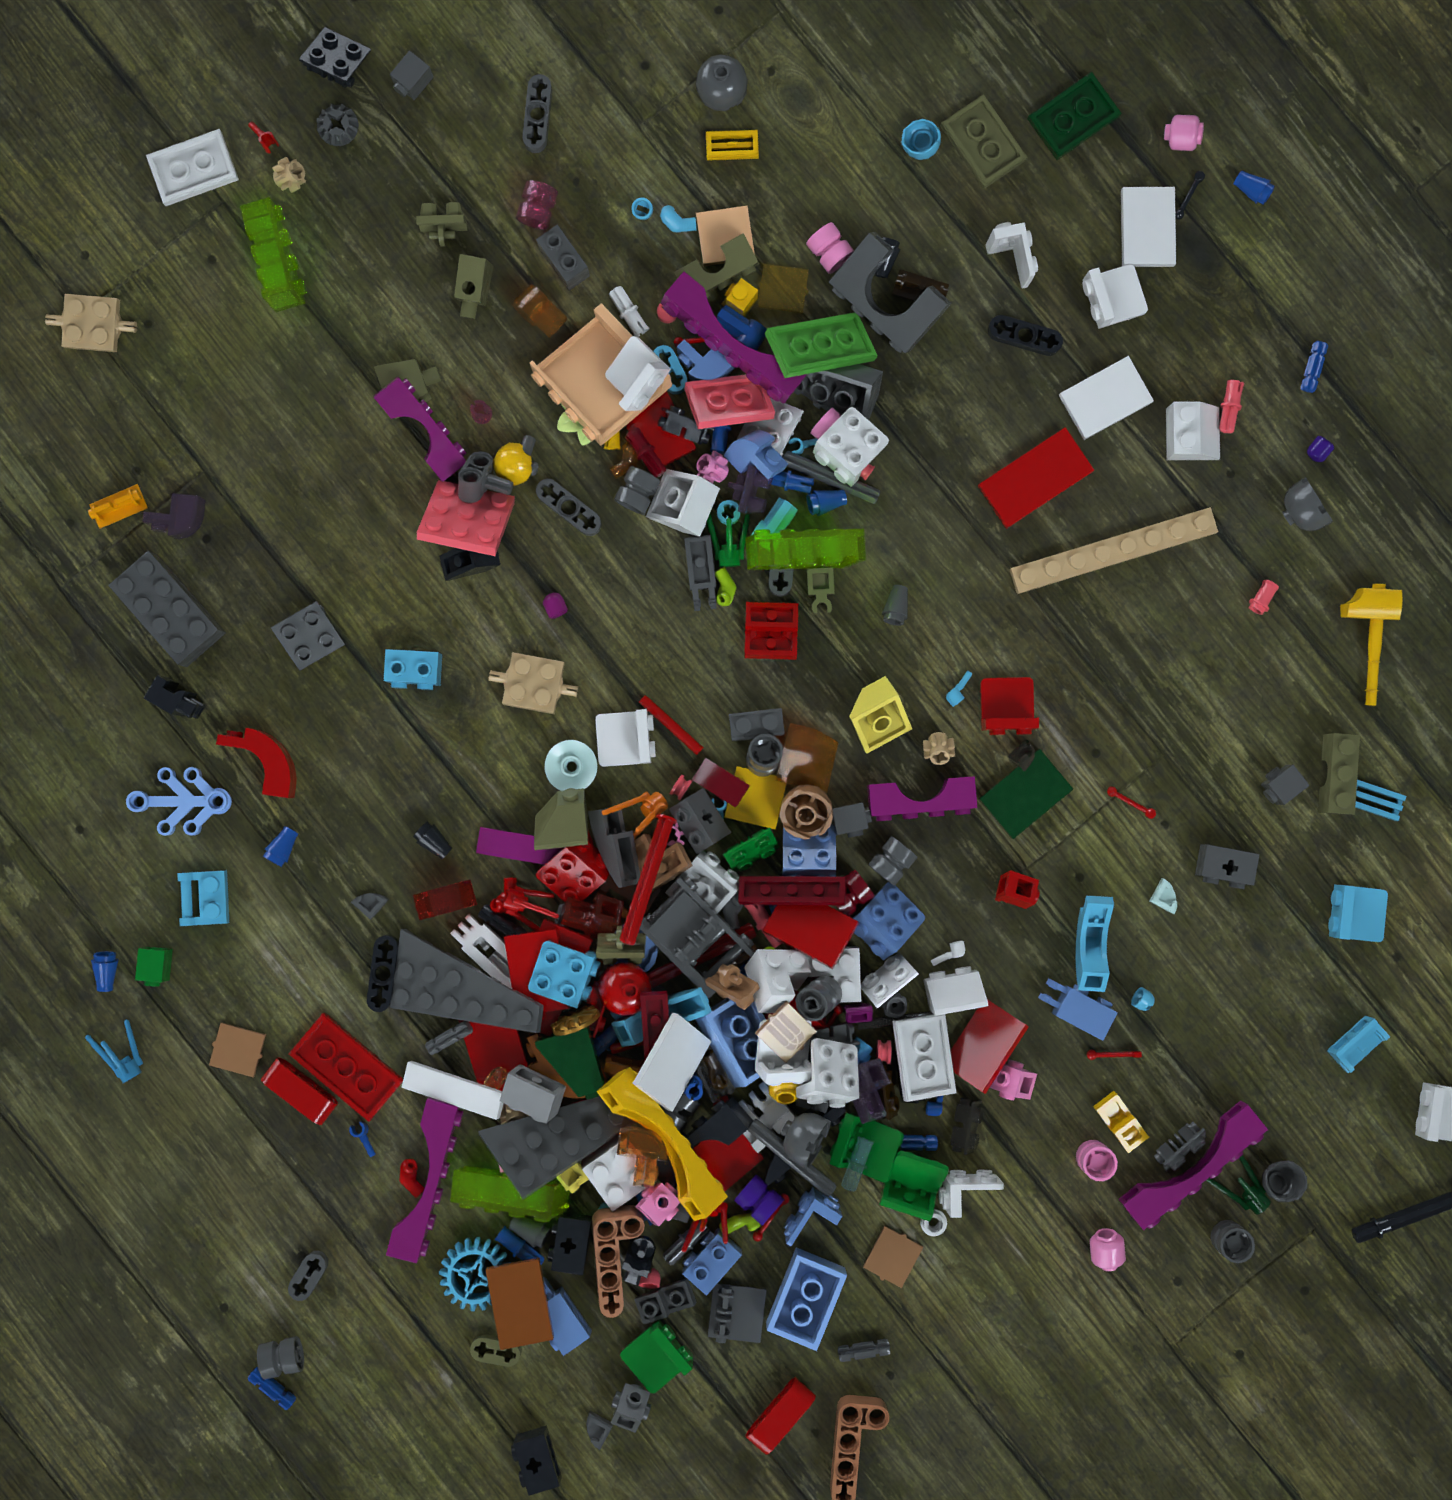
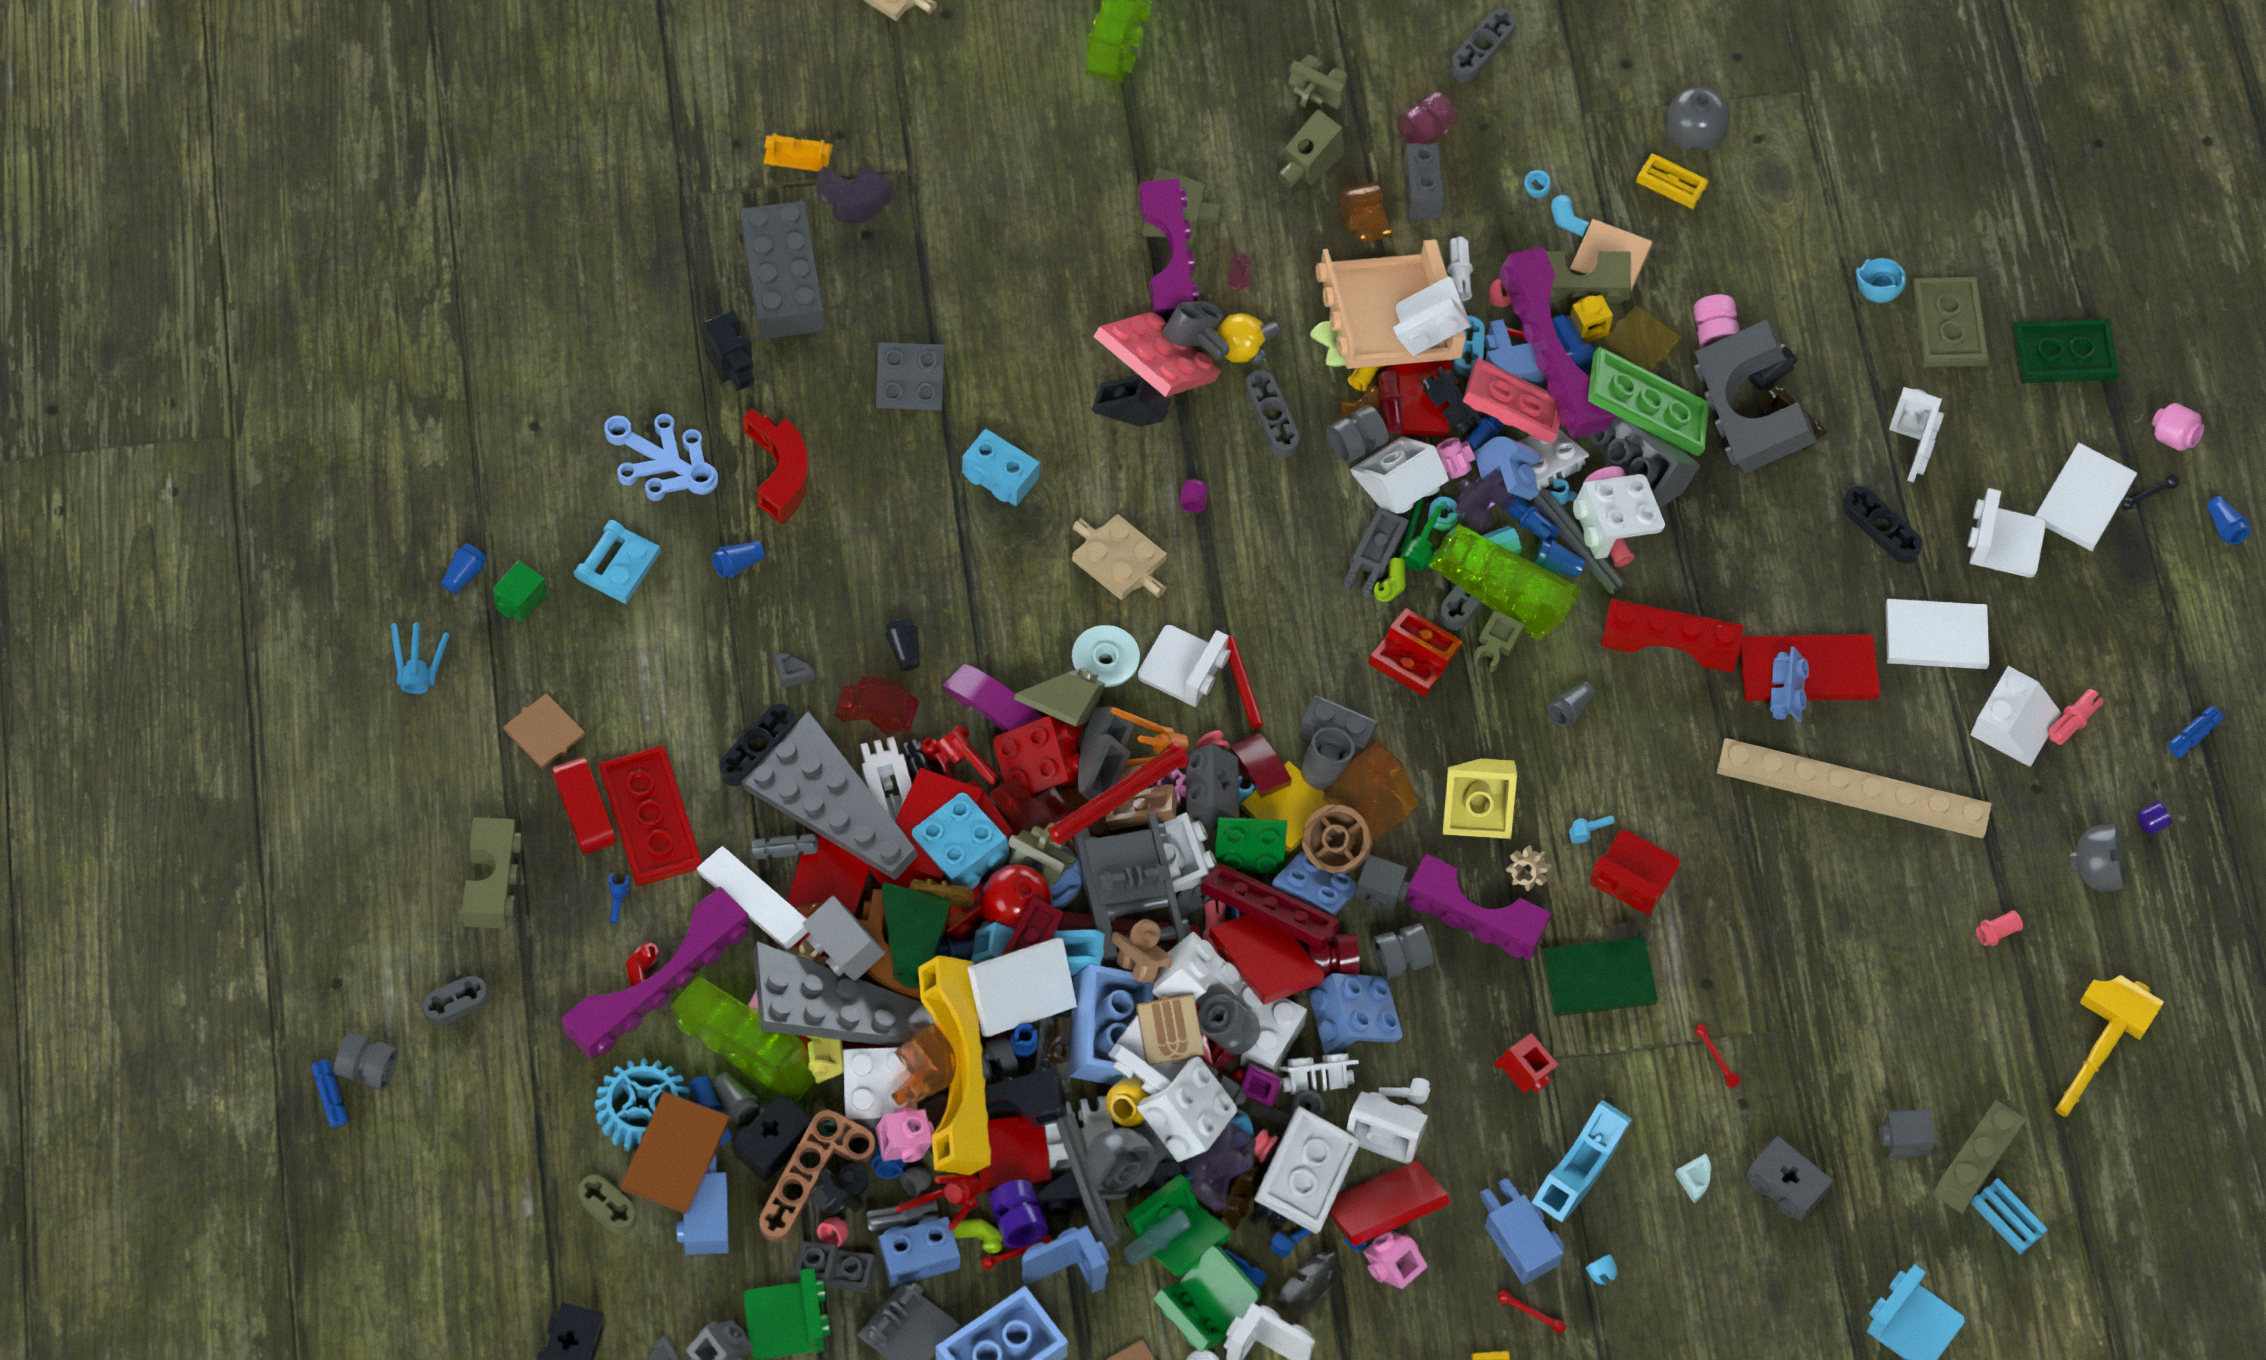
camera: 30 degrees right, 25 degrees down
(265, 1156) = (489, 901): none -> olive arch
(934, 513) = (1637, 626): none -> red arch
(1031, 494) = (1791, 671): none -> medium blue hinge

